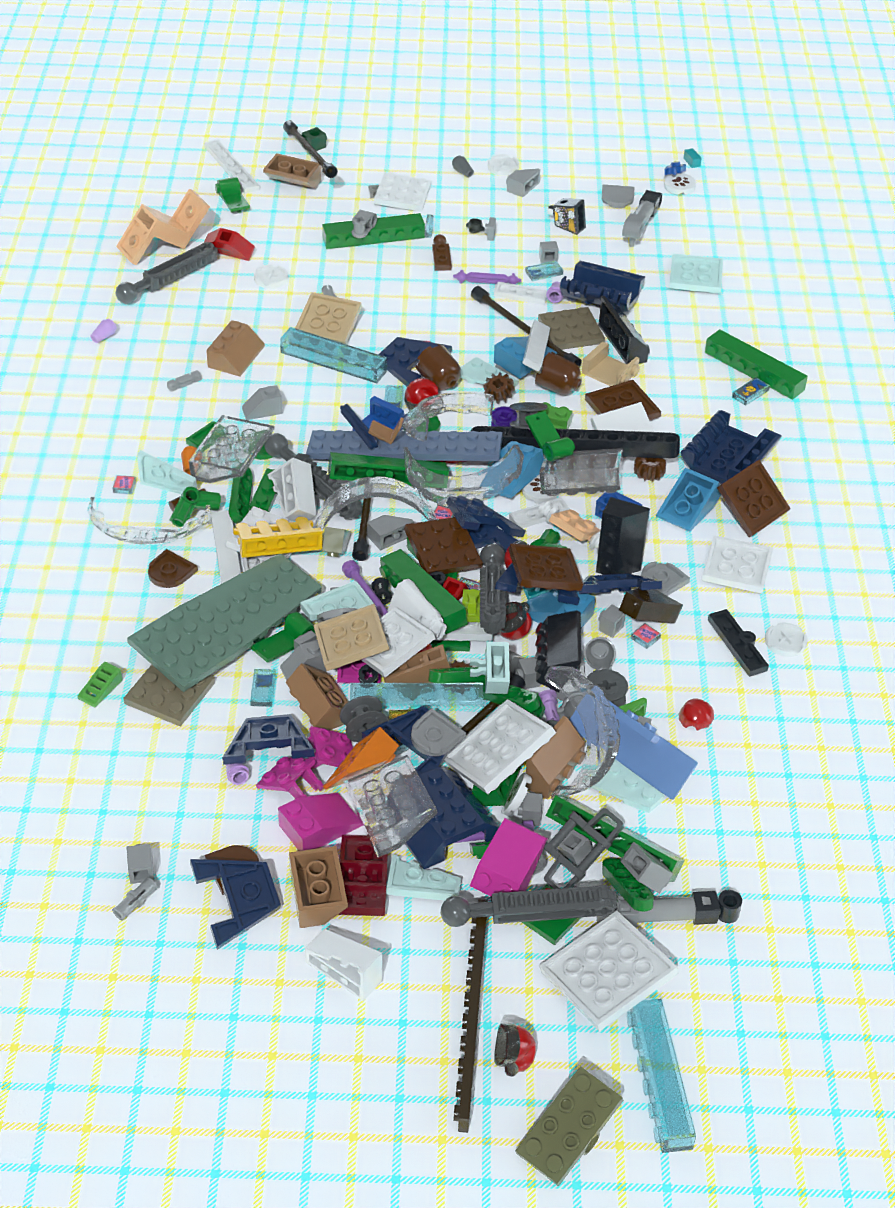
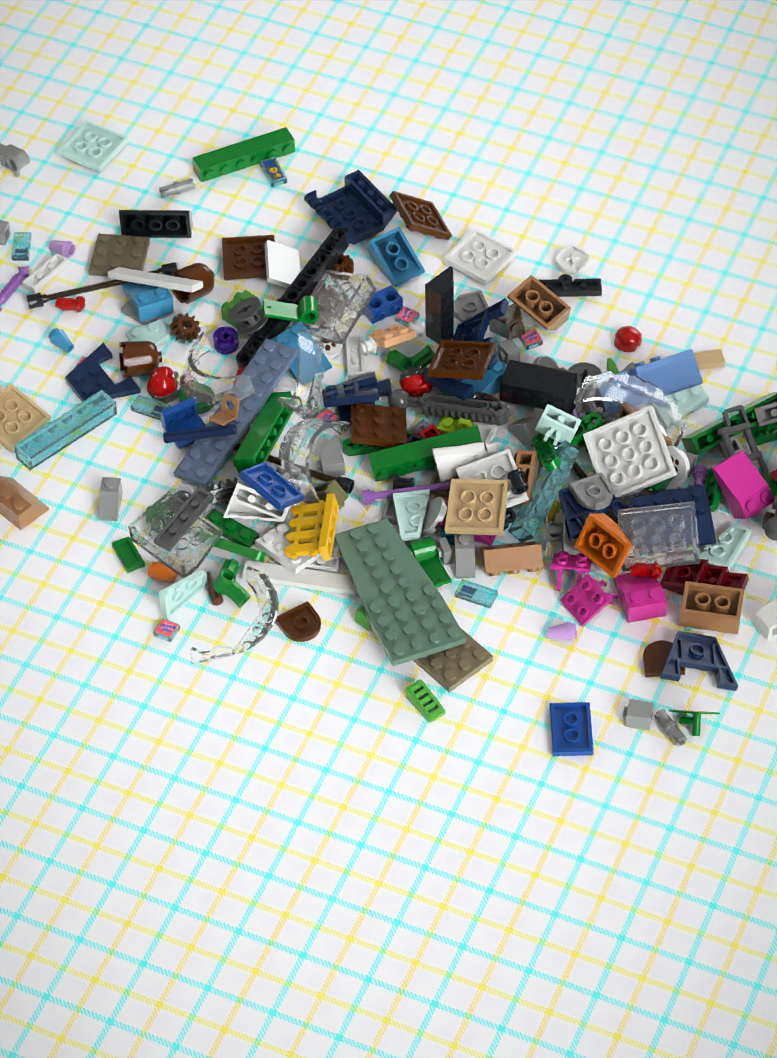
camera: 65 degrees left, 5 degrees up
(105, 813) = (571, 729): none -> blue tile
(154, 909) = (695, 721): none -> green shield
(184, 380) = (36, 551): light grey axle -> none
(242, 443) = (183, 519): none -> flat silver tile
(268, 732) = (538, 595): dark blue wing -> none
(309, 486) = (271, 485): none -> blue tile
(345, 809) = (646, 570): none -> red arm
(384, 655) = (517, 481): none -> black bush
(442, 321) = (60, 339): none -> dark azure cone
(488, 315) = (68, 304): none -> red arm
(594, 280) = (82, 211): dark blue slope -> none
(607, 369) = (194, 249): tan panel -> none
(681, 337) = (176, 187): none -> light grey pin
(684, 620) = (540, 303): none -> medium nougat slope
(708, 792) = (710, 359): none -> tan tile

